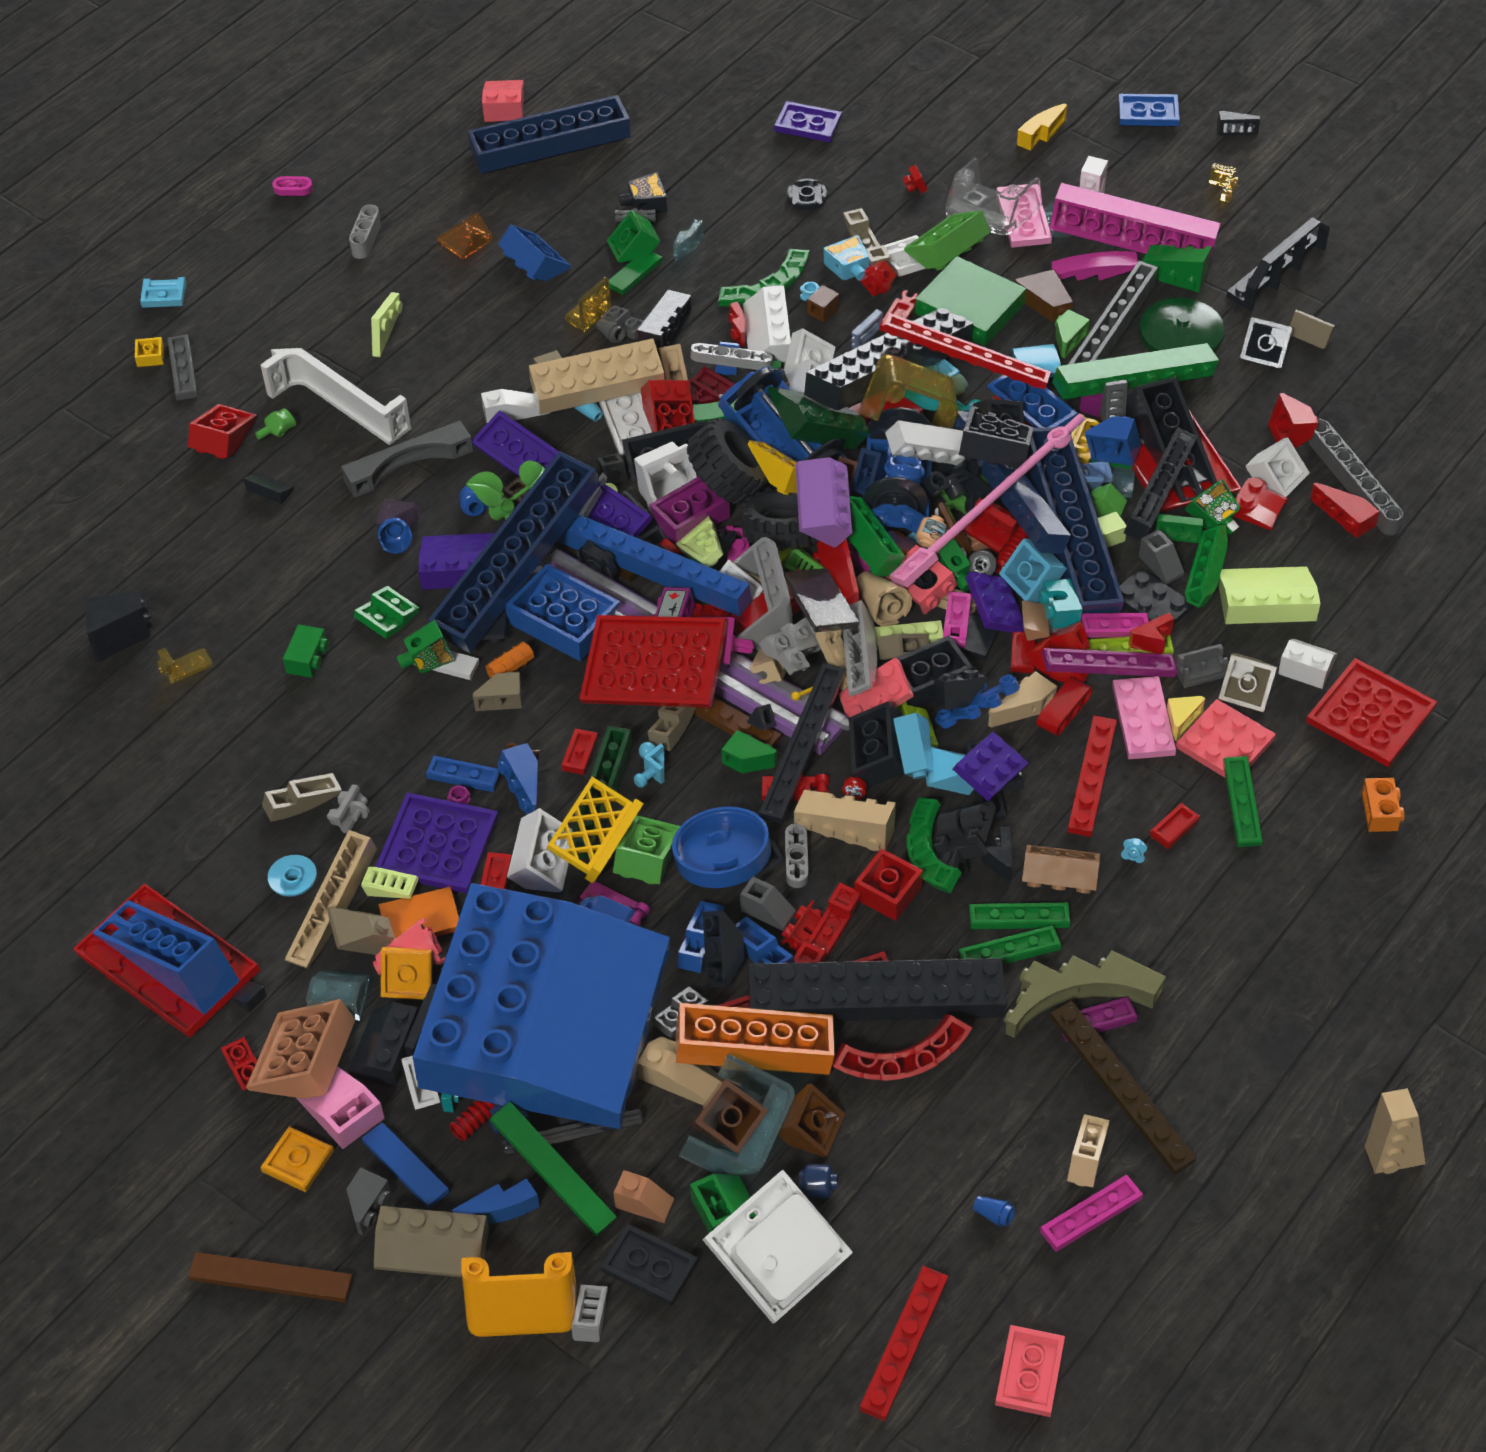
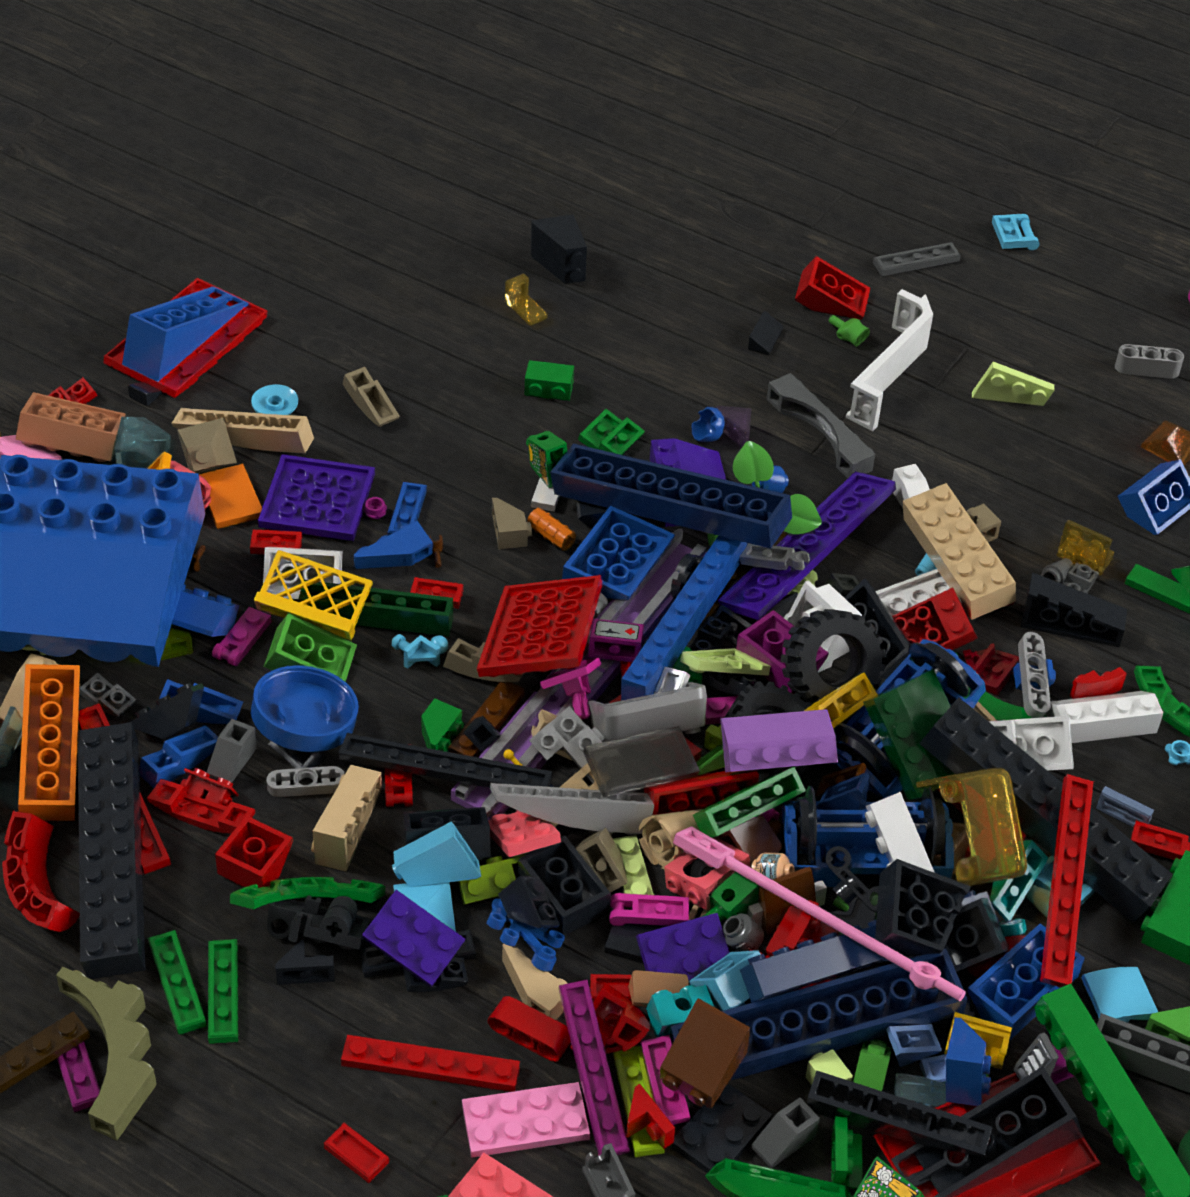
camera: 80 degrees right, 5 degrees down
(149, 351) = (929, 233): yellow piece -> none
(351, 808) = (354, 431): light grey hips -> none
(374, 879) = (264, 463): yellowish green slope -> none
(667, 545) = (726, 640): red tile -> none
(673, 362) = (1007, 627): tan slope -> none
(823, 303) = (1158, 764): reddish brown brick -> none
(854, 787) = (396, 825): red tile -> none
(904, 467) = (841, 817): blue hair -> none
(1061, 868) = (286, 1026): medium nougat slope -> none
(1117, 579) = (705, 1054): none -> reddish brown slope
(1134, 845) = (311, 1103): medium azure plate -> none
(1183, 713) = (524, 1157): light yellow slope -> none

